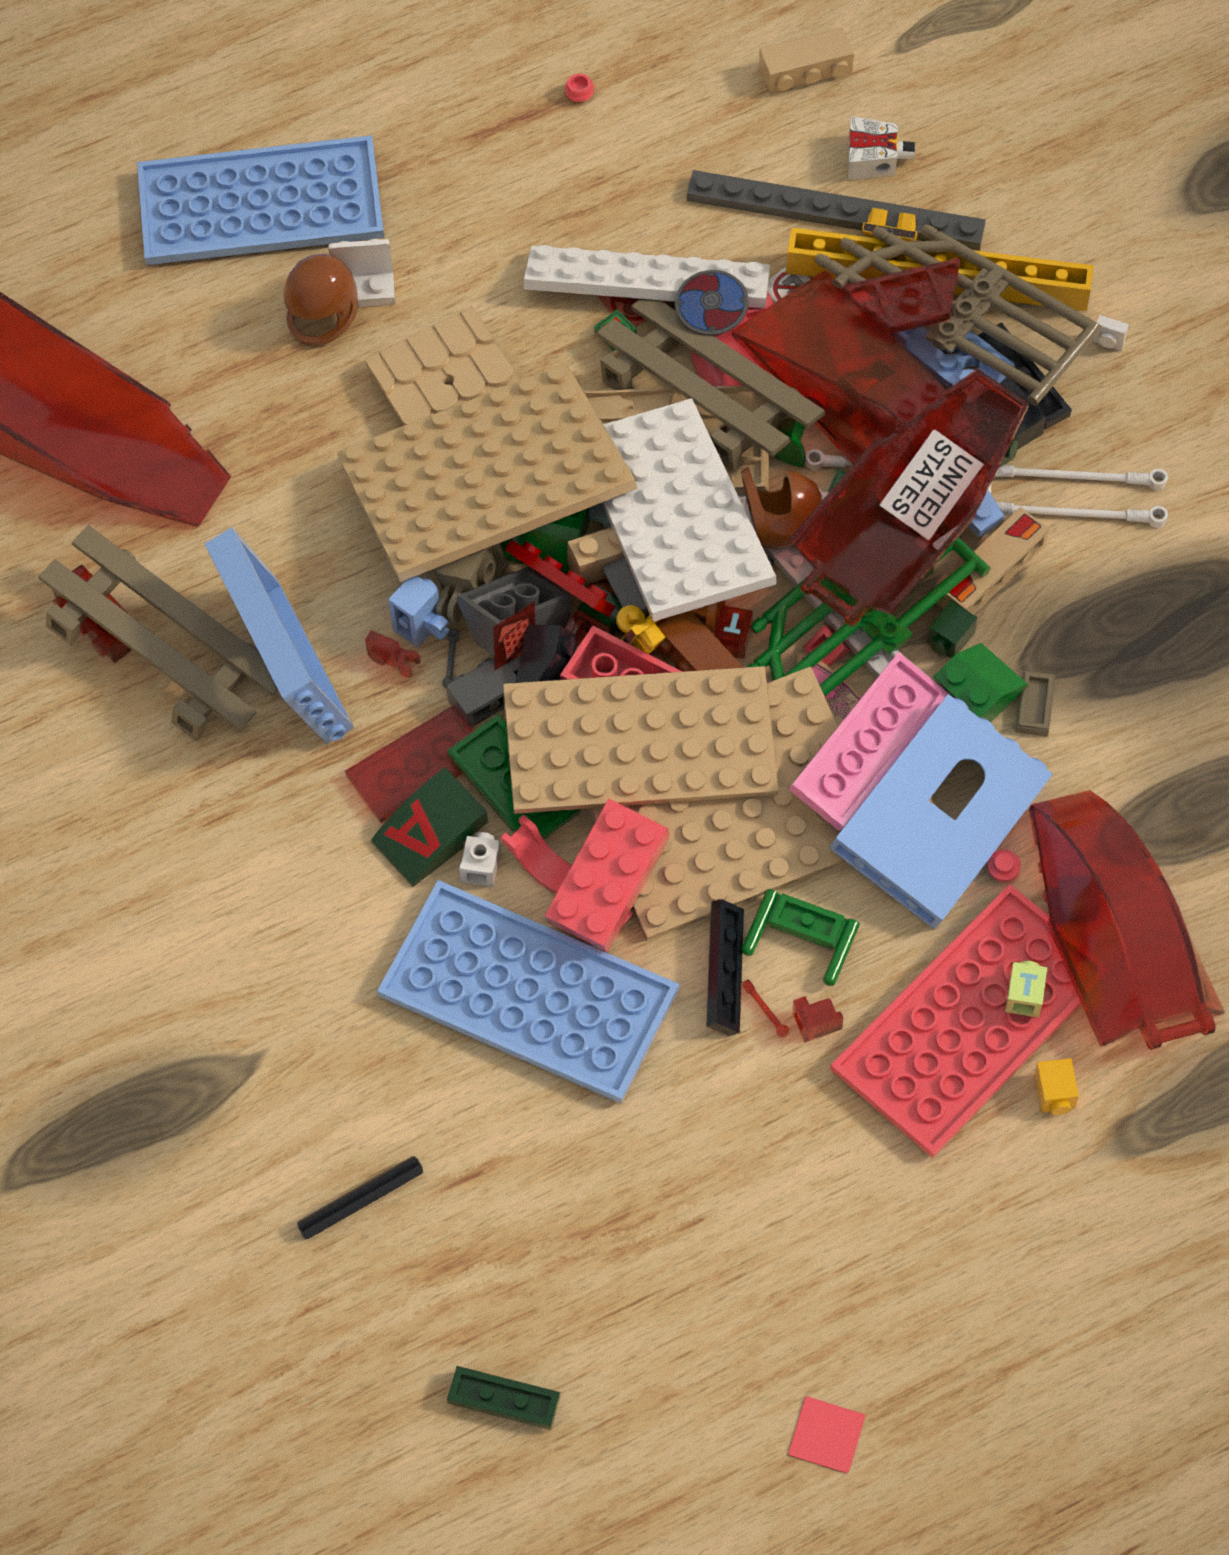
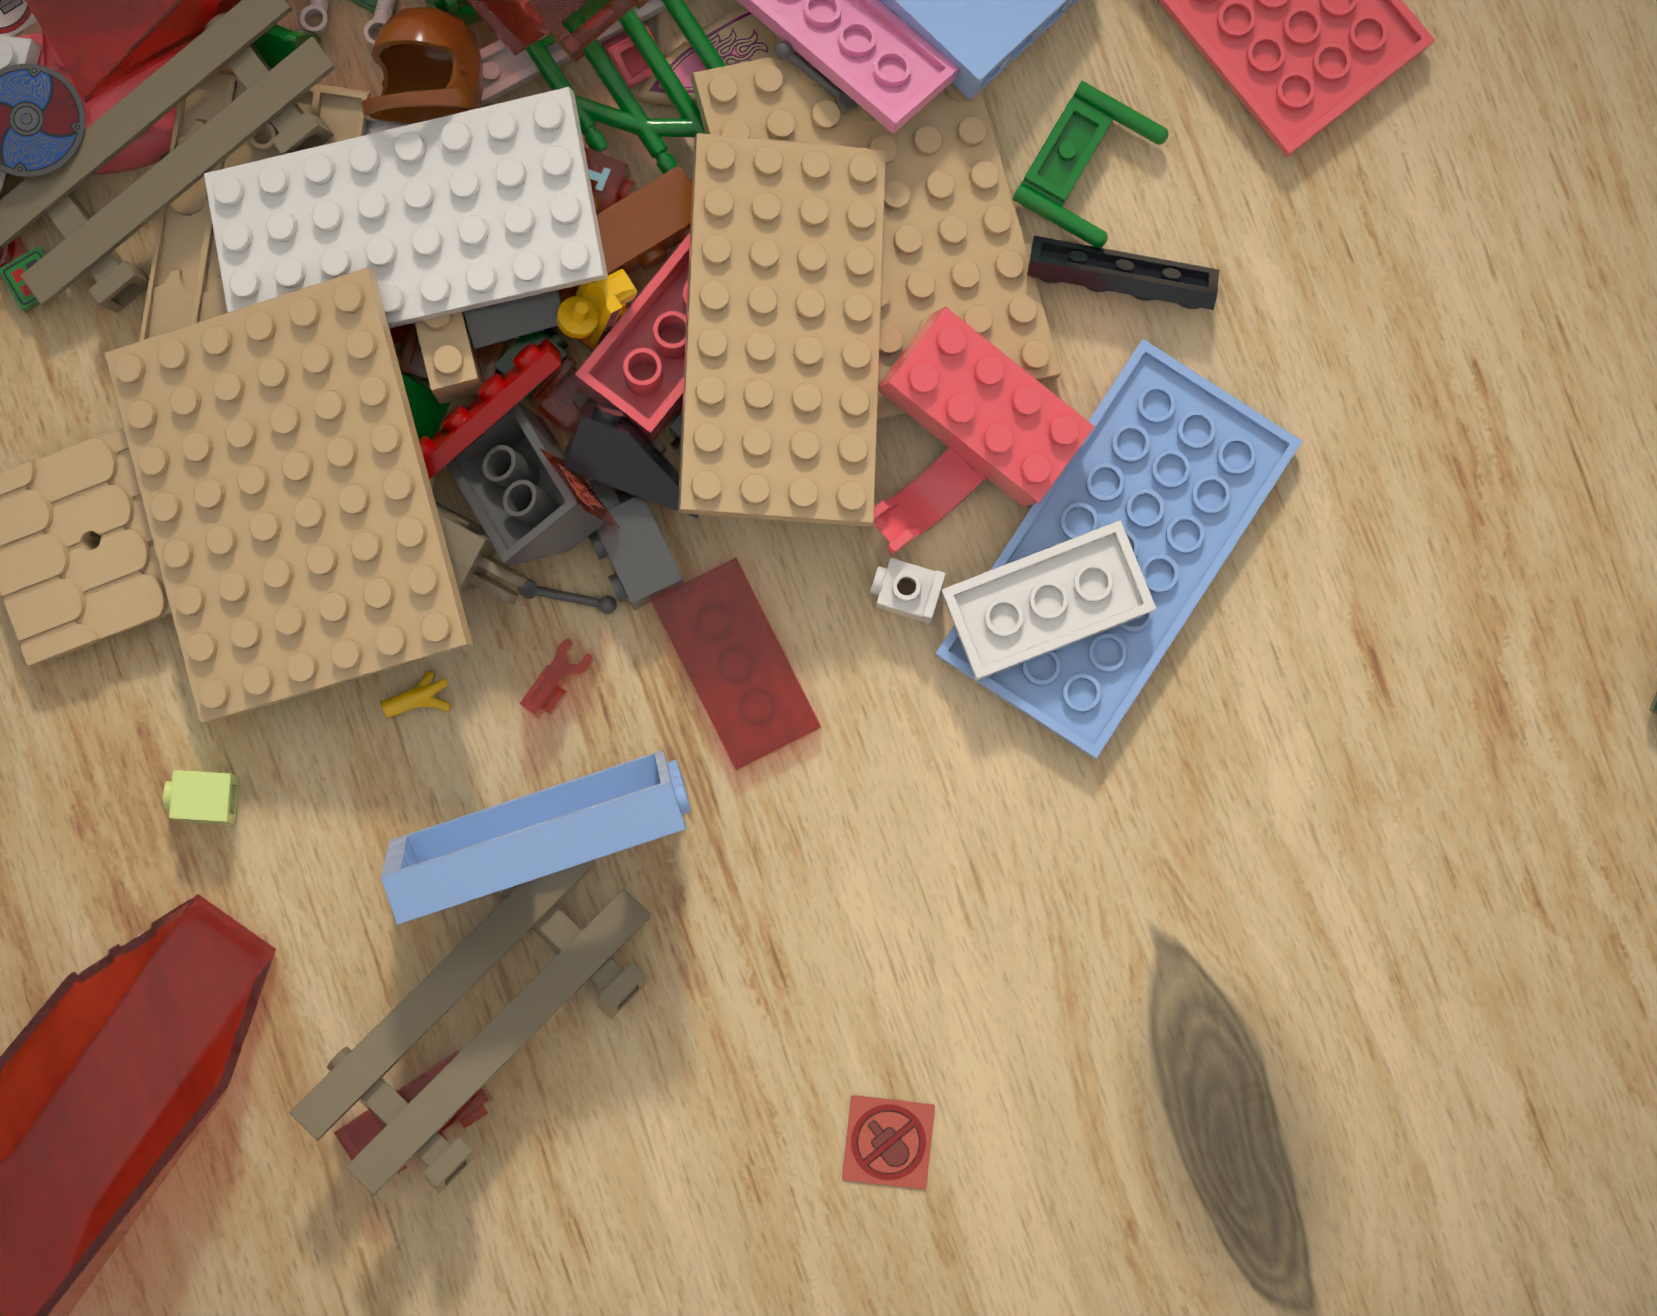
camera: 85 degrees left, 20 degrees up
(103, 902) = (888, 1142): none -> clear red sticker
(292, 468) = (201, 797): none -> yellowish green brick
(360, 1197) = (1392, 815): black axle -> none
(372, 579) = (419, 696): none -> yellow bar
(415, 611) = (500, 631): light blue brick -> none
(430, 827) = (848, 656): dark green slope -> none
(481, 940) = (1048, 600): none -> white plate
(485, 763) = (761, 556): green tile -> none
(781, 1029) = (1219, 212): clear red hinge -> none
(816, 1019) = (1213, 162): clear red panel -> none
(836, 720) = (784, 51): none -> dark grey hinge

